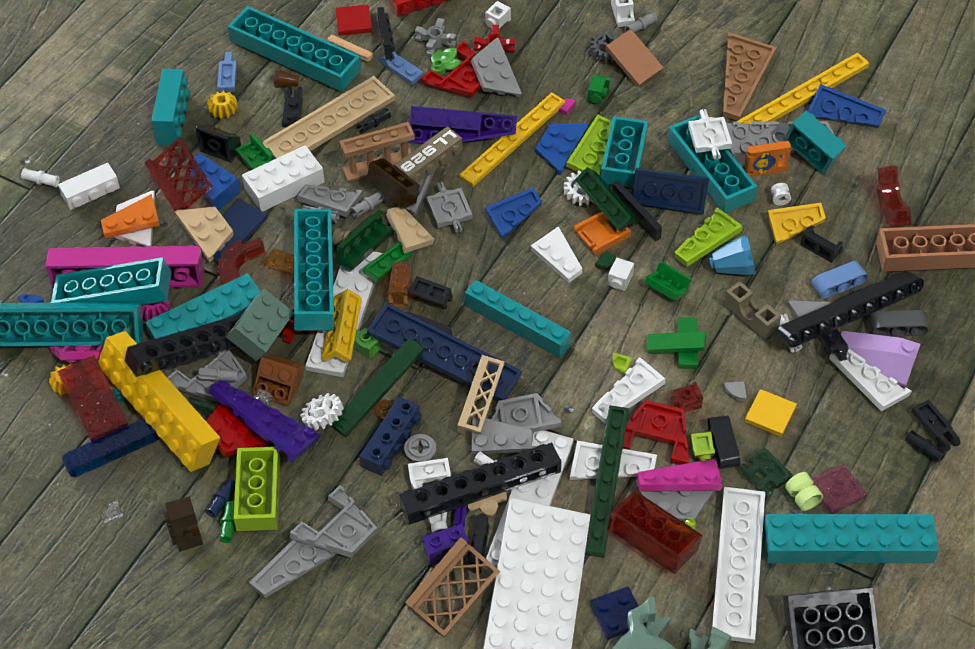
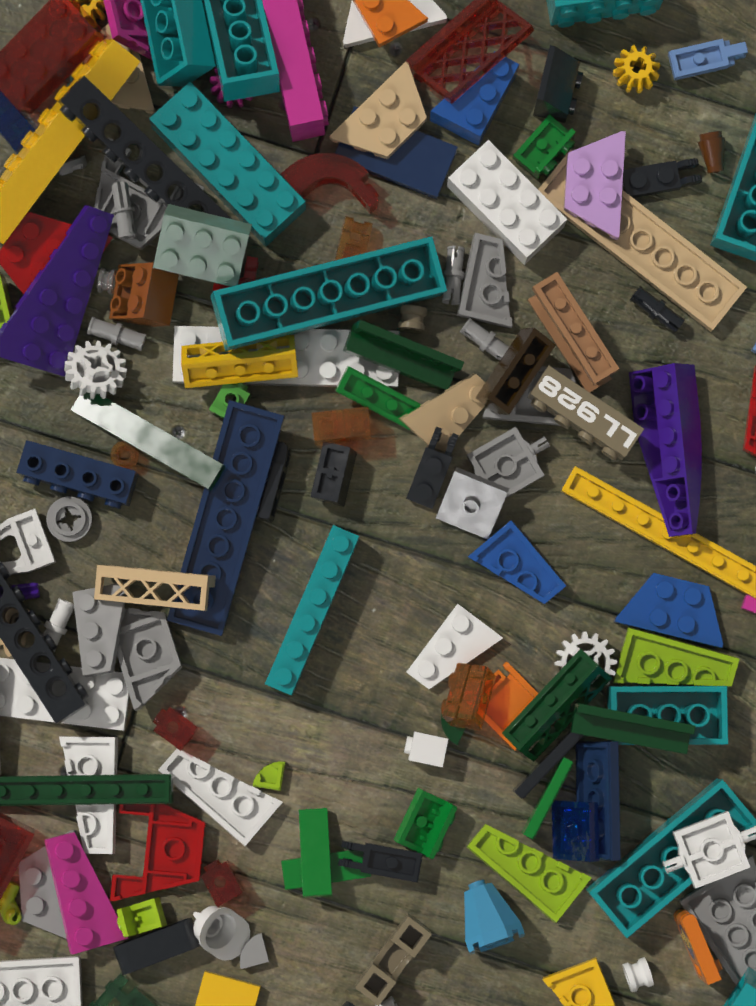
camera: 75 degrees right, 30 degrees up
(206, 407) = (79, 197): clear green pin -> none
(287, 132) = (596, 183): none -> lavender wing
(300, 399) = (116, 333): none -> light grey pin
(441, 241) = (431, 471): none -> black hinge
(469, 224) = (472, 503): none -> plate
(578, 407) = (185, 730): none -> clear red brick
(591, 243) = (468, 696): none -> clear orange brick
(628, 159) = (631, 728): none -> dark green fence
(666, 220) = (547, 798): none -> green tile
(686, 205) = (575, 830): none -> clear blue plate
(688, 305) = (384, 861): none -> black hinge
(718, 402) = (221, 932): none -> white piece

